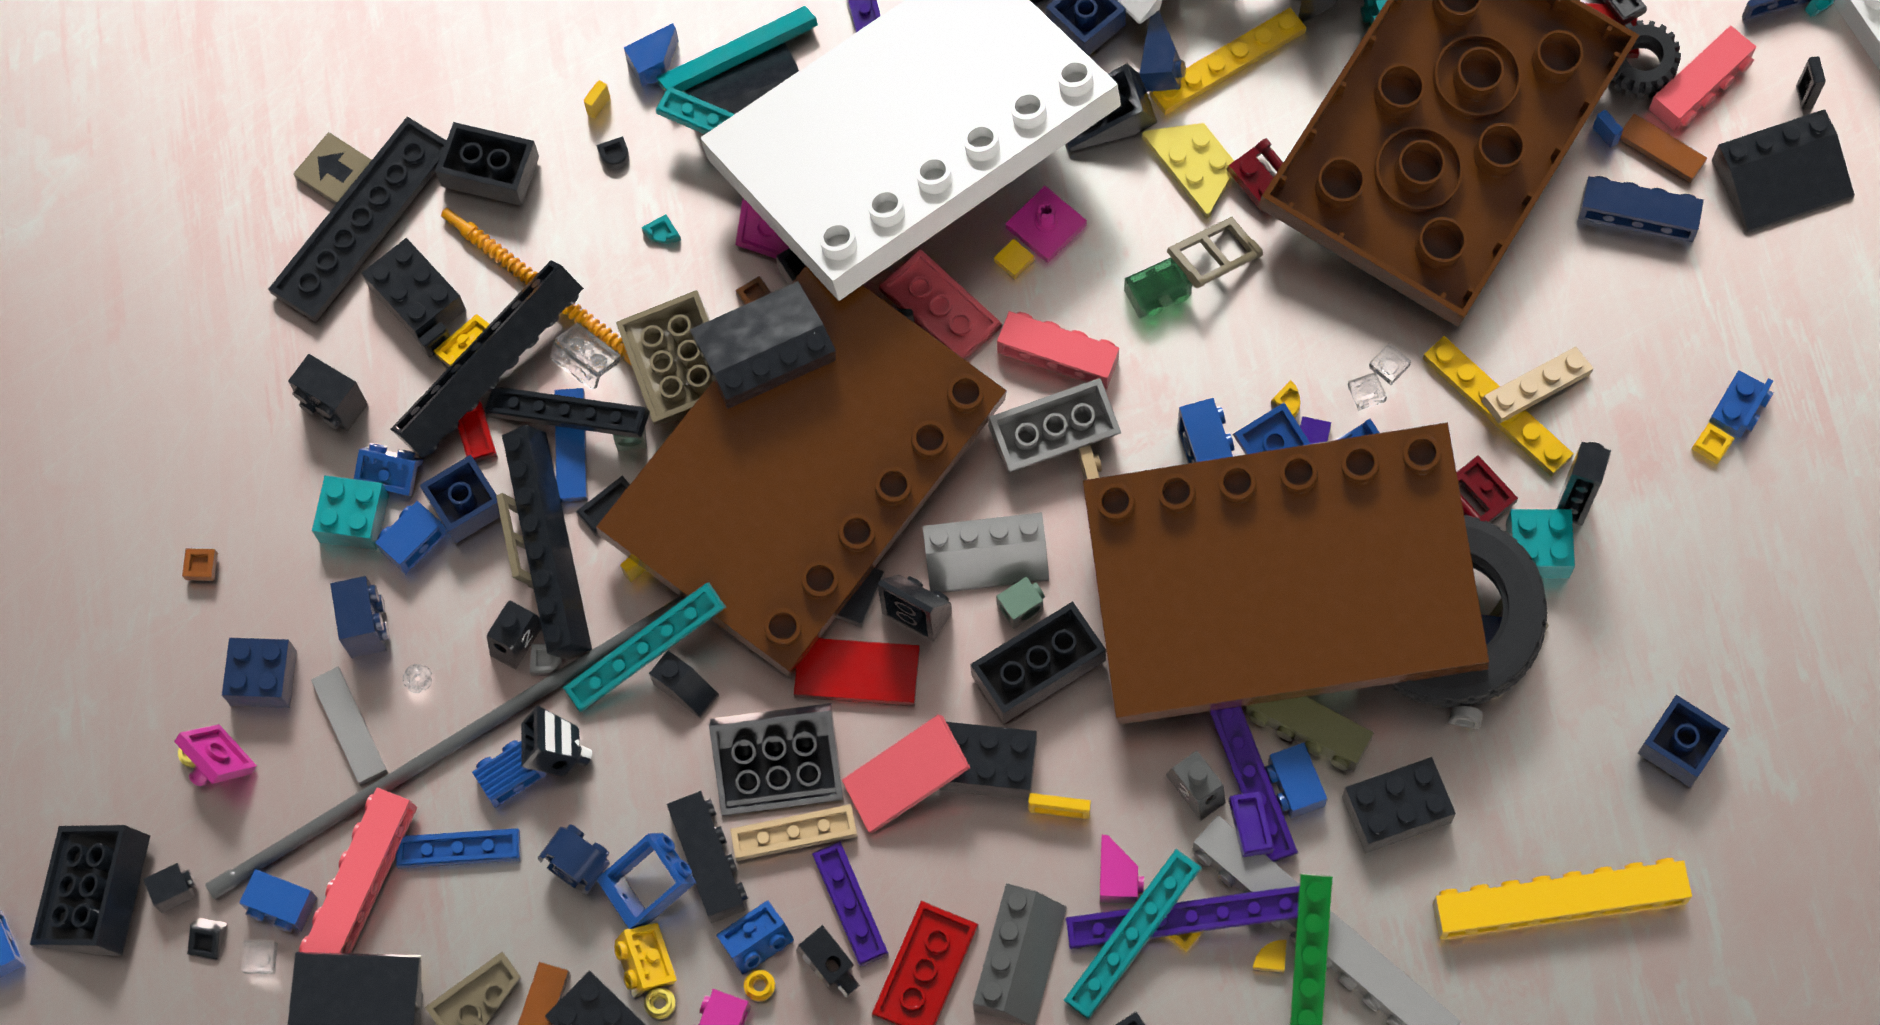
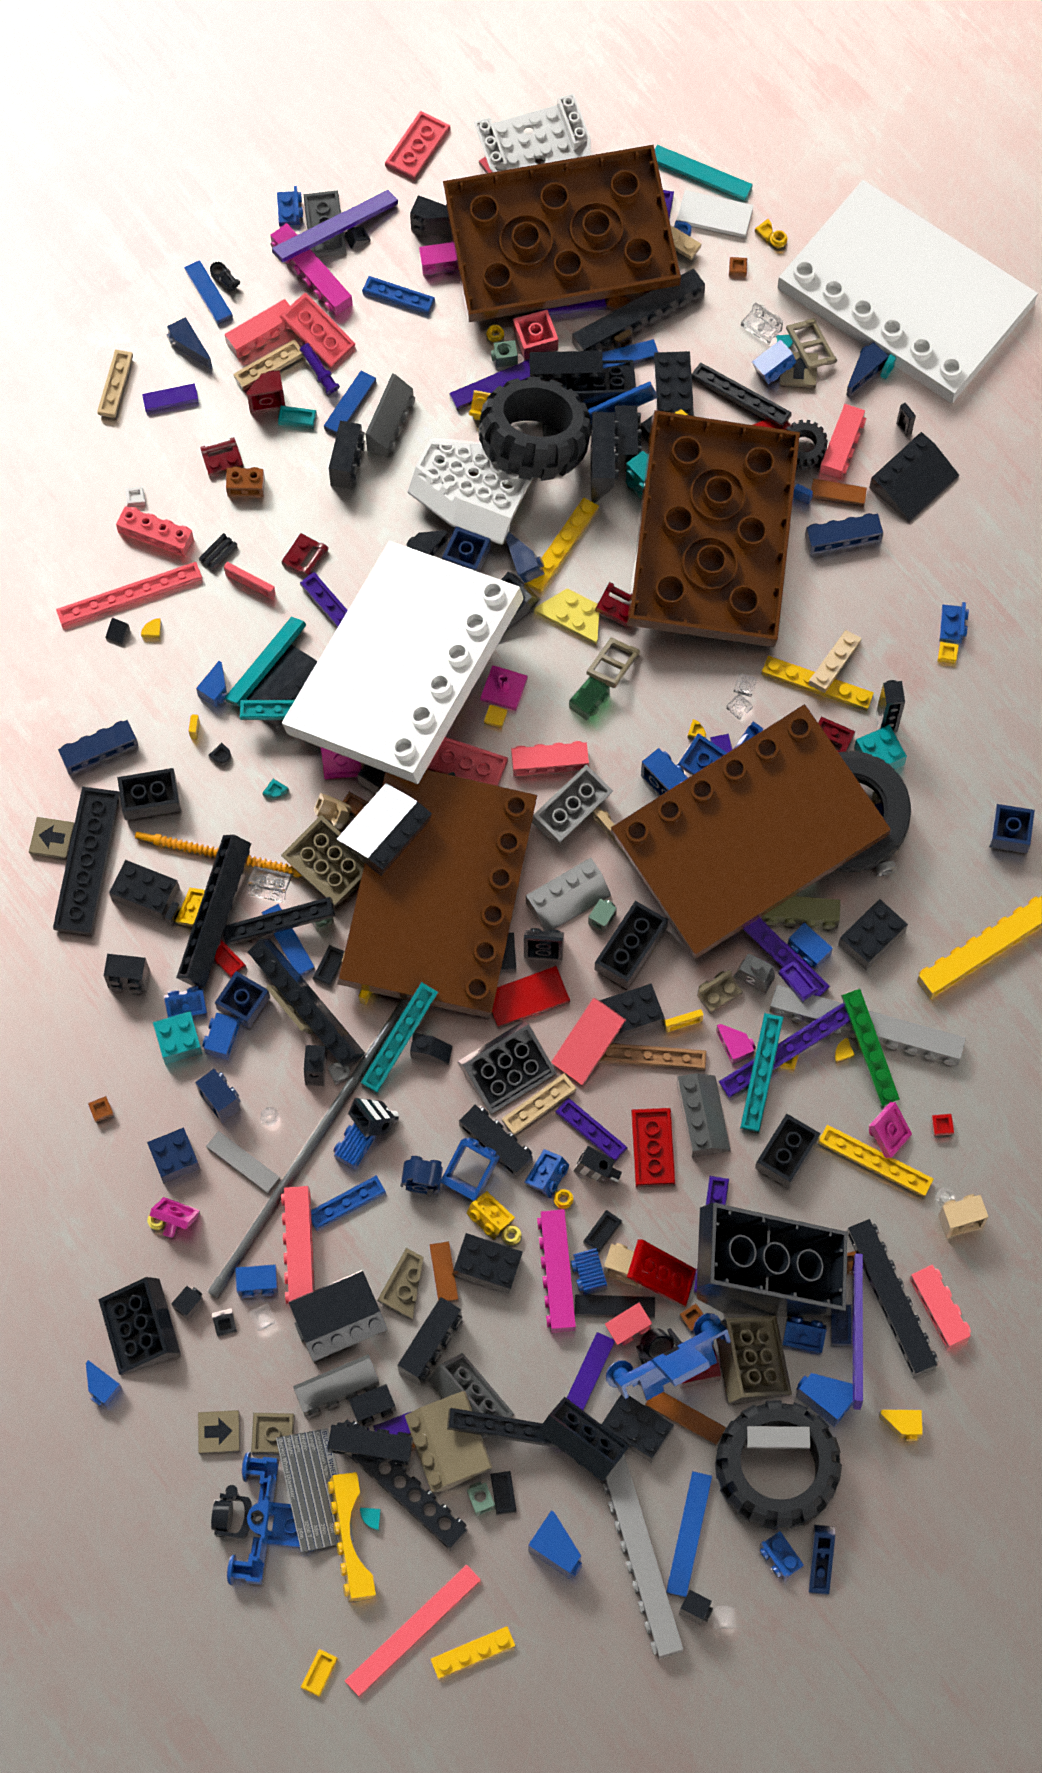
camera: 30 degrees left, 0 degrees up
(456, 72) = (98, 746): none -> dark blue brick
(720, 290) = (332, 810): none -> tan brick
(993, 839) = (655, 1057): none -> medium nougat tile
(1132, 786) = (718, 991): none -> dark tan bracket

